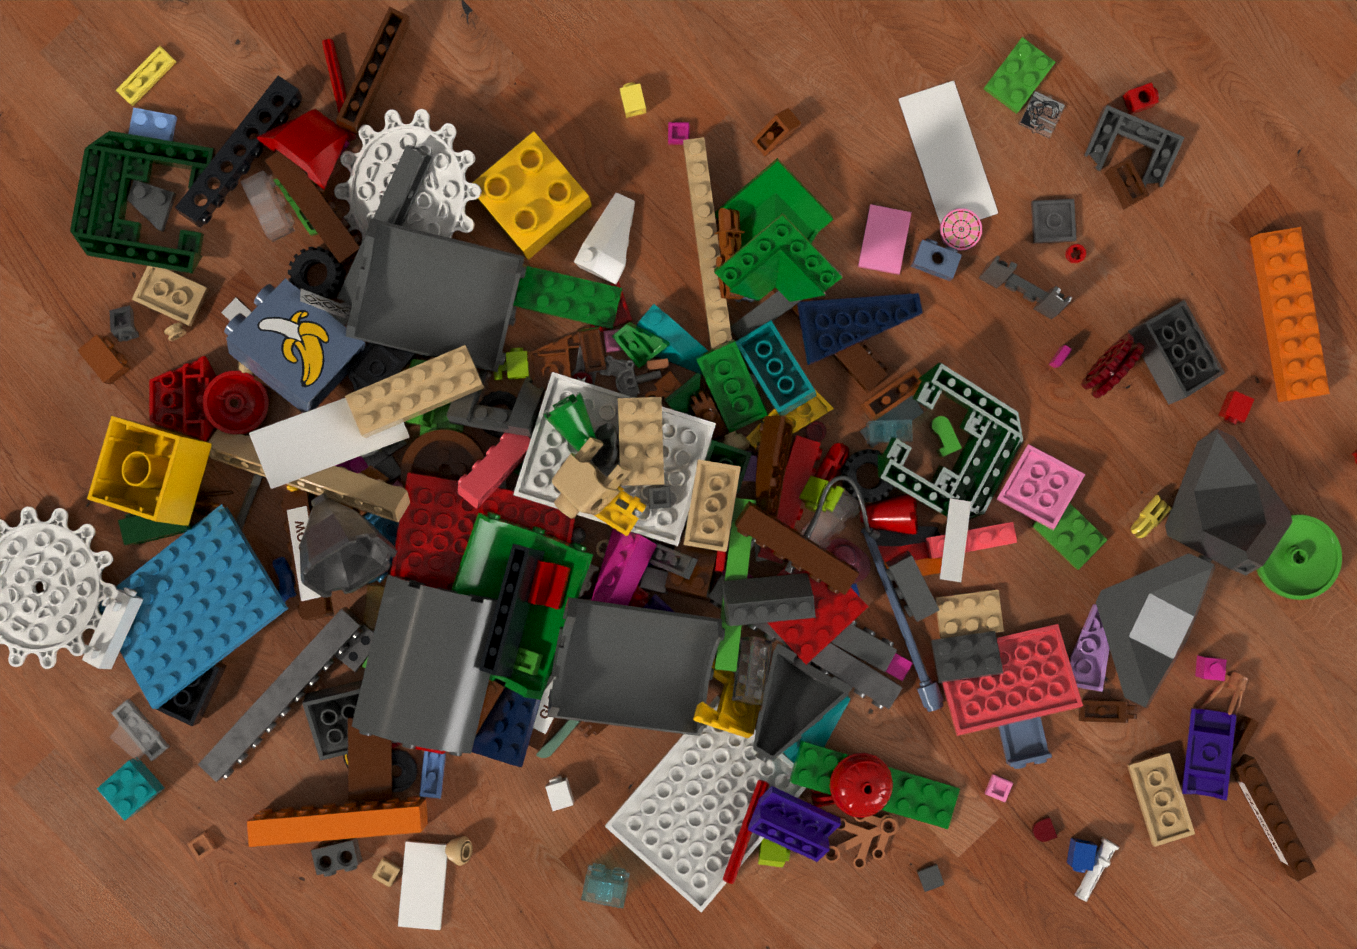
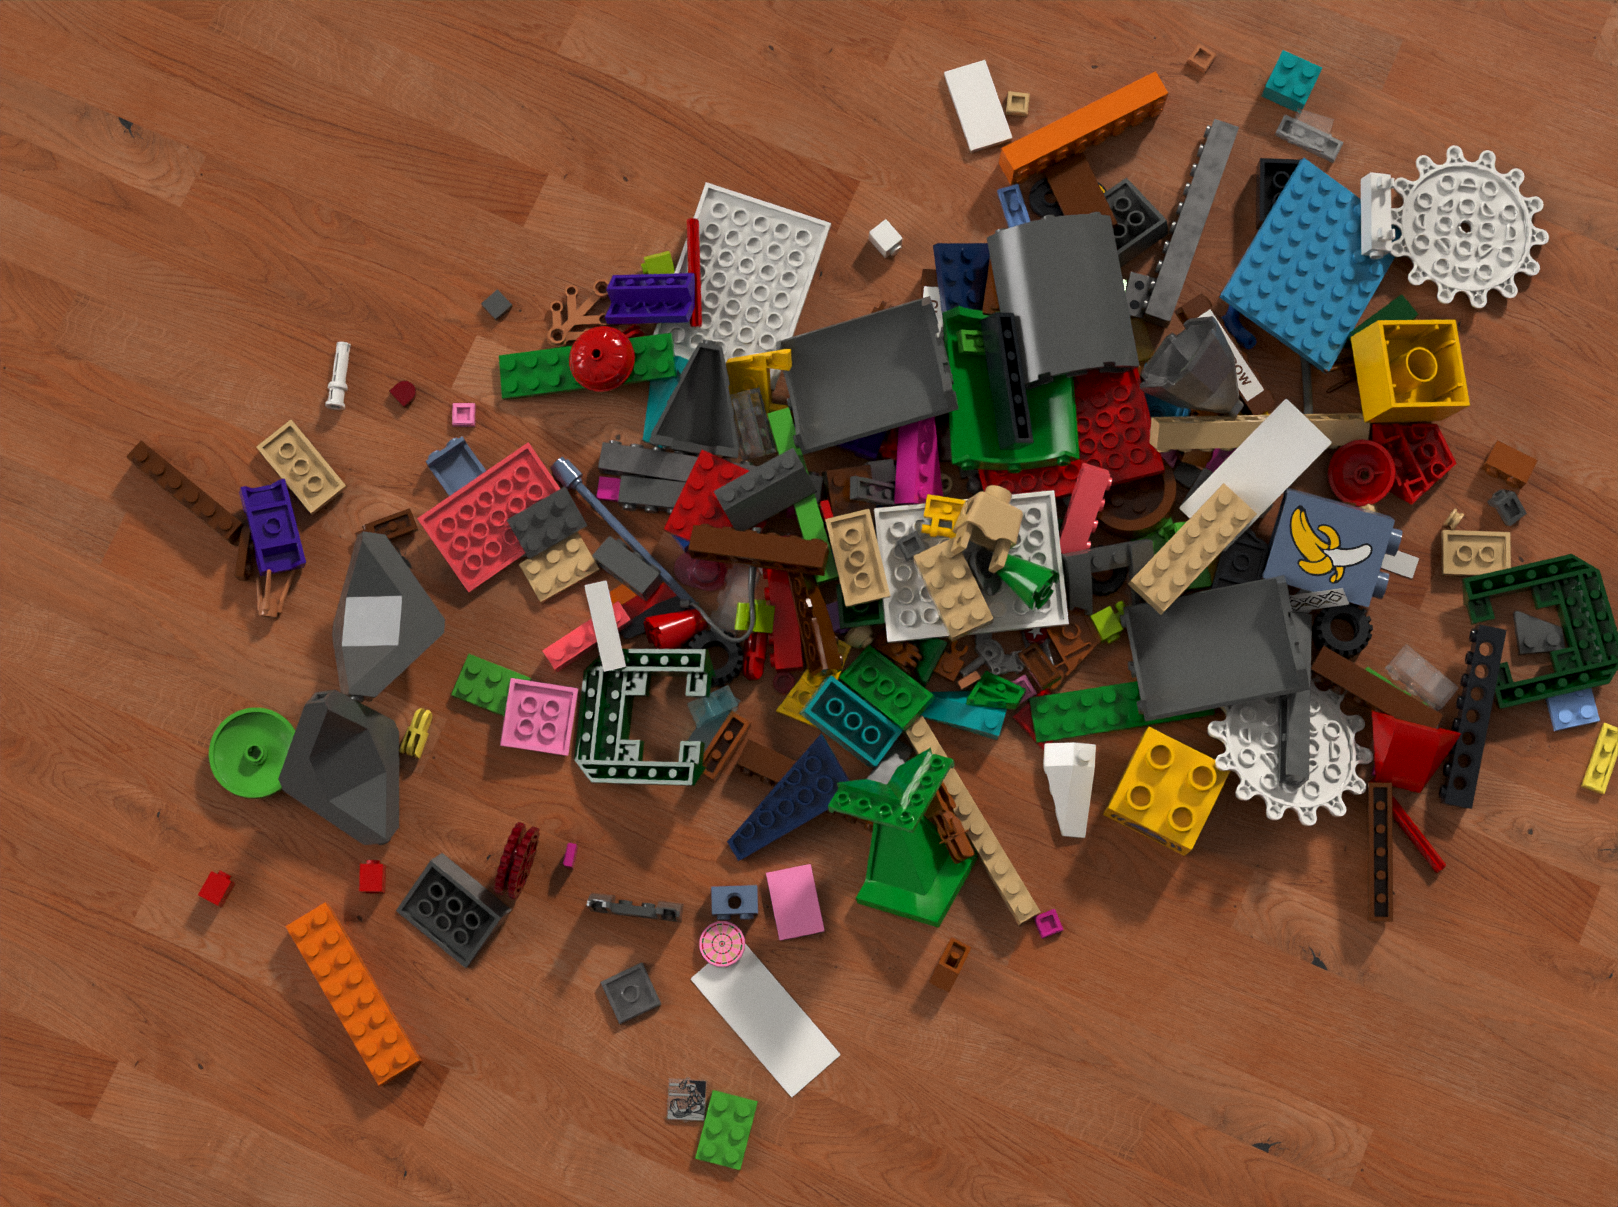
camera: 155 degrees right, 10 degrees down
(335, 852) = (1073, 101): dark grey brick -> none
(459, 850) = (958, 149): tan cone -> none
(549, 584) = (981, 421): red panel -> none
(550, 747) = (911, 284): sand green piece -> none
(605, 886) = (806, 171): clear light blue brick -> none
(632, 99) = (1109, 936): light yellow brick -> none
(945, 434) = (659, 735): bright green leg -> none
(1069, 250) = (588, 969): red bush -> none
(1081, 855) = (359, 383): blue brick -> none
(1090, 654) = (427, 566): lavender wing -> none
(1126, 183) = (572, 1059): reddish brown panel -> none
(1132, 100) = (602, 1155): red brick -> none
(1162, 141) = (551, 1120): dark grey wedge -> none
(1210, 668) = (300, 610): dark pink brick -> none

